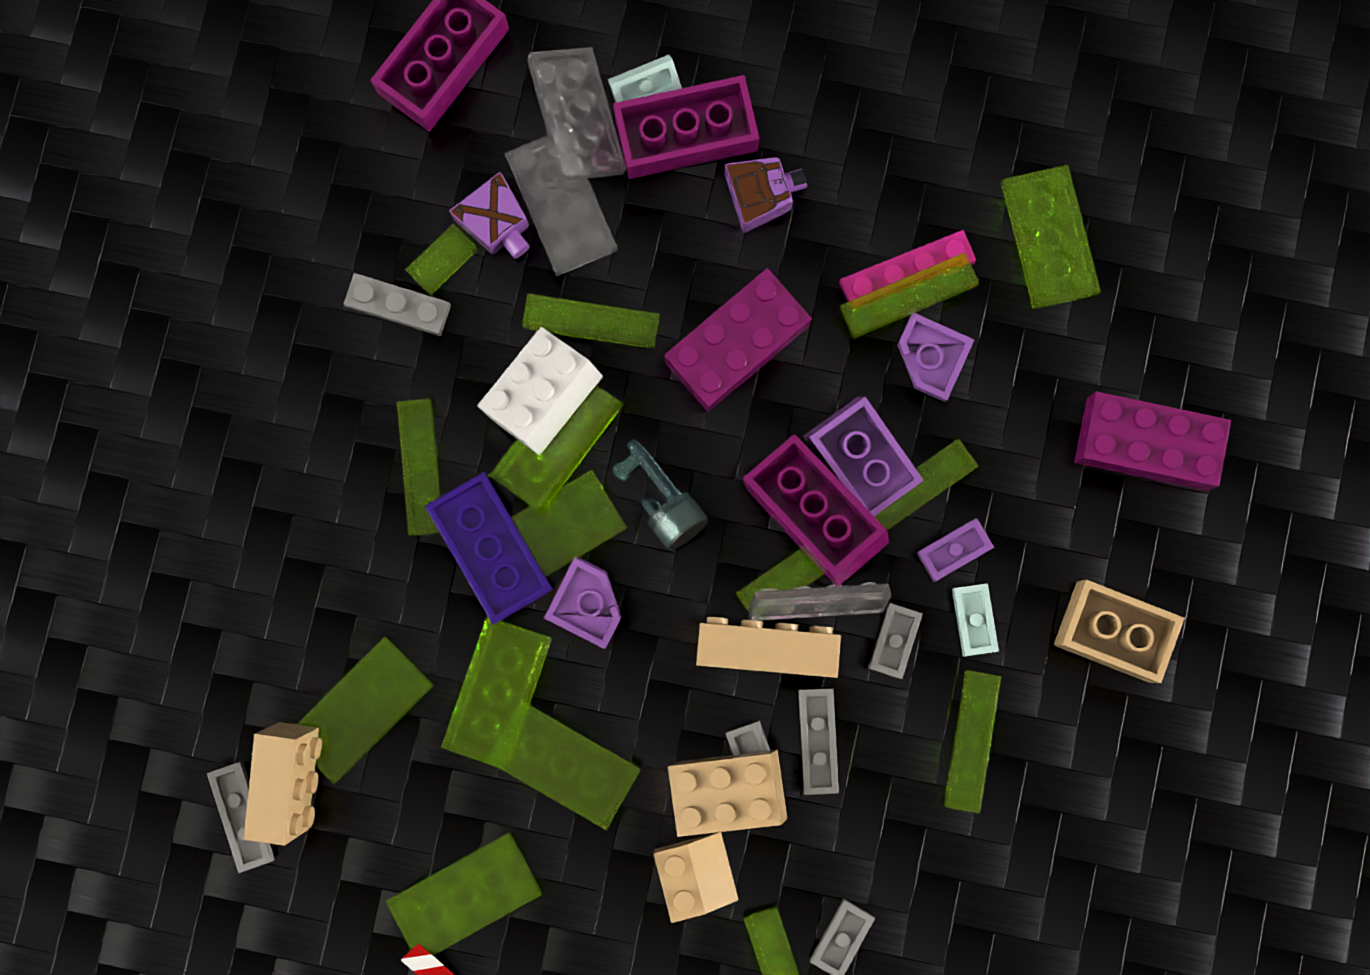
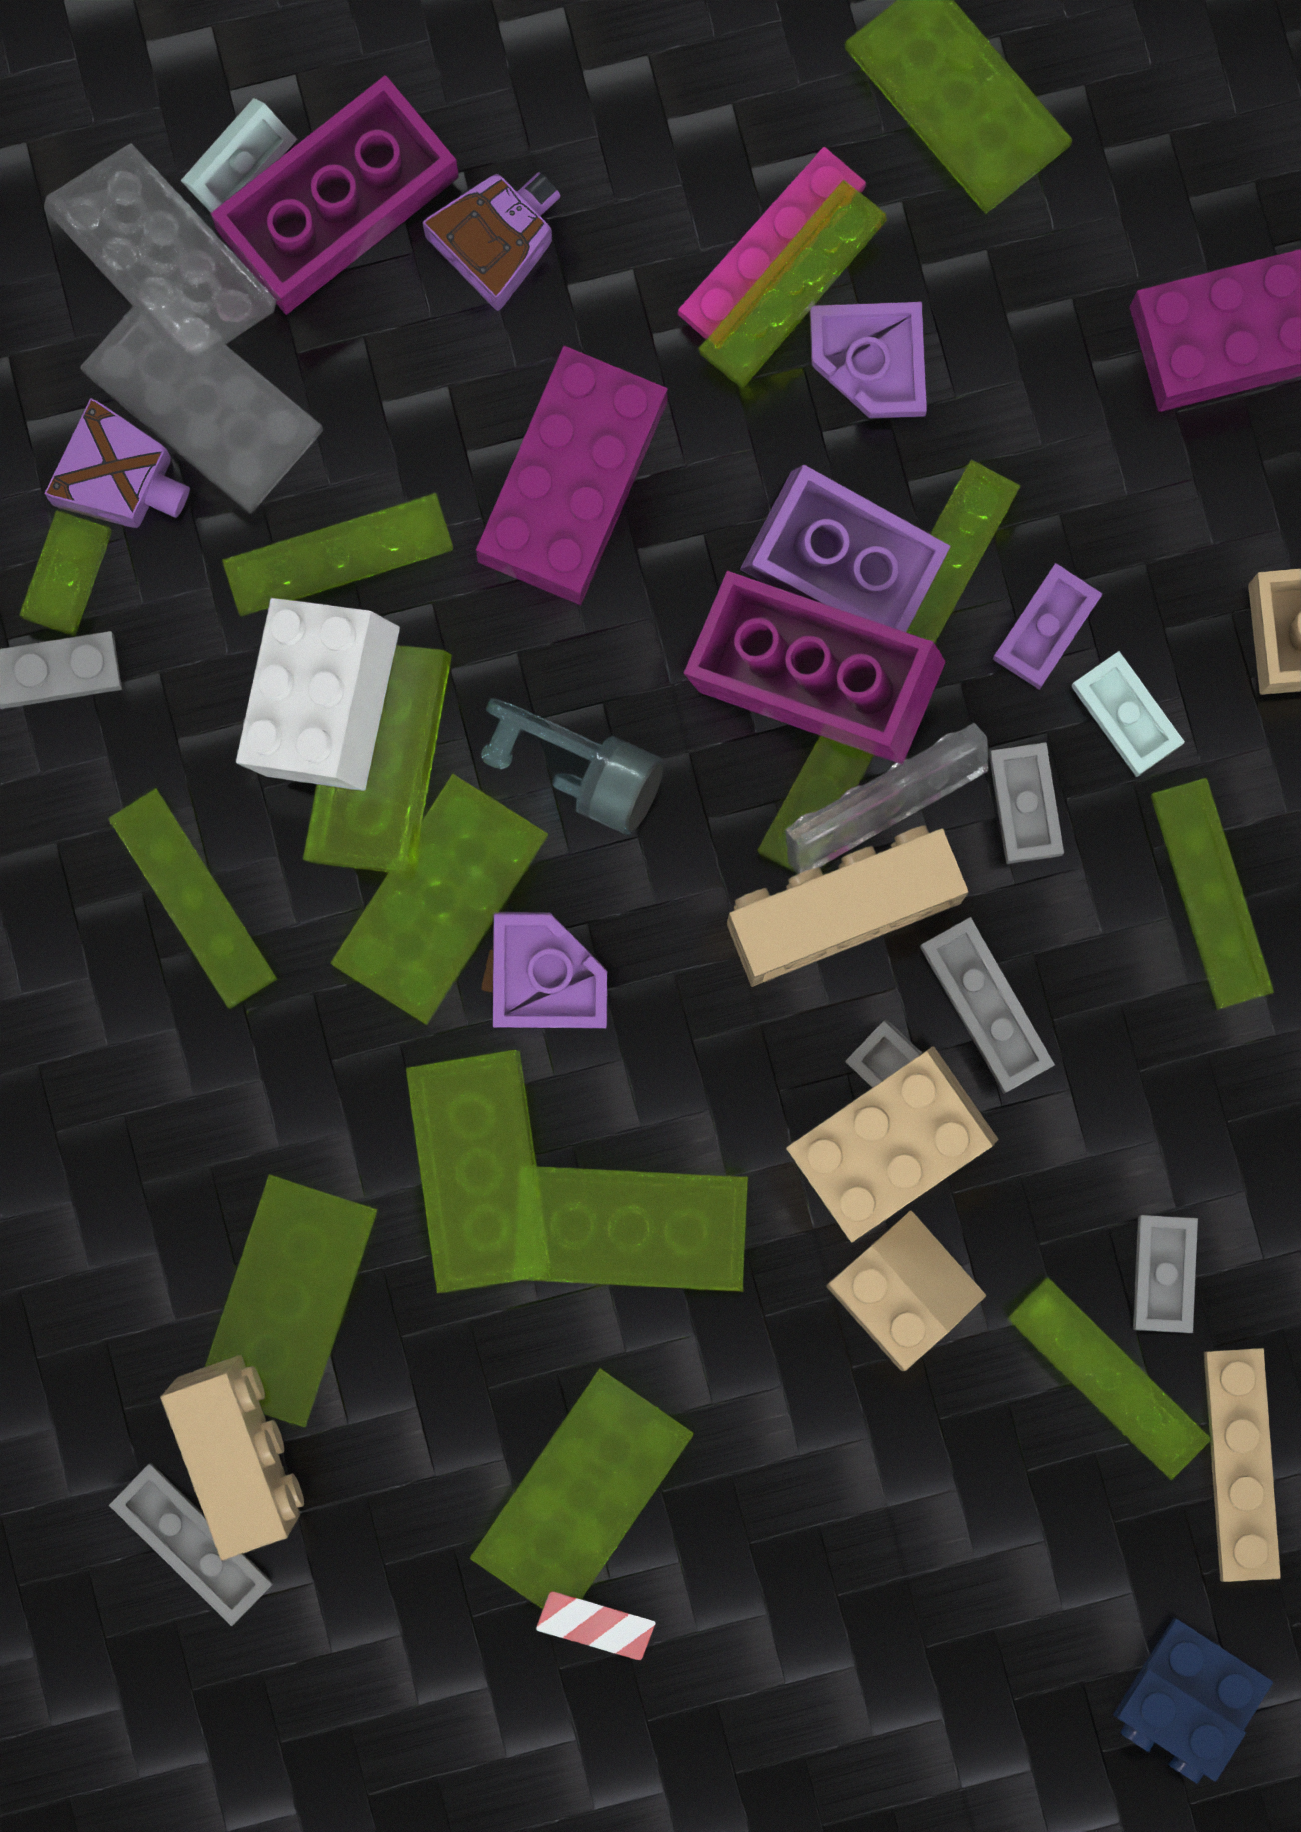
camera: 30 degrees left, 0 degrees up
(488, 548) = (359, 964): dark purple tile -> none

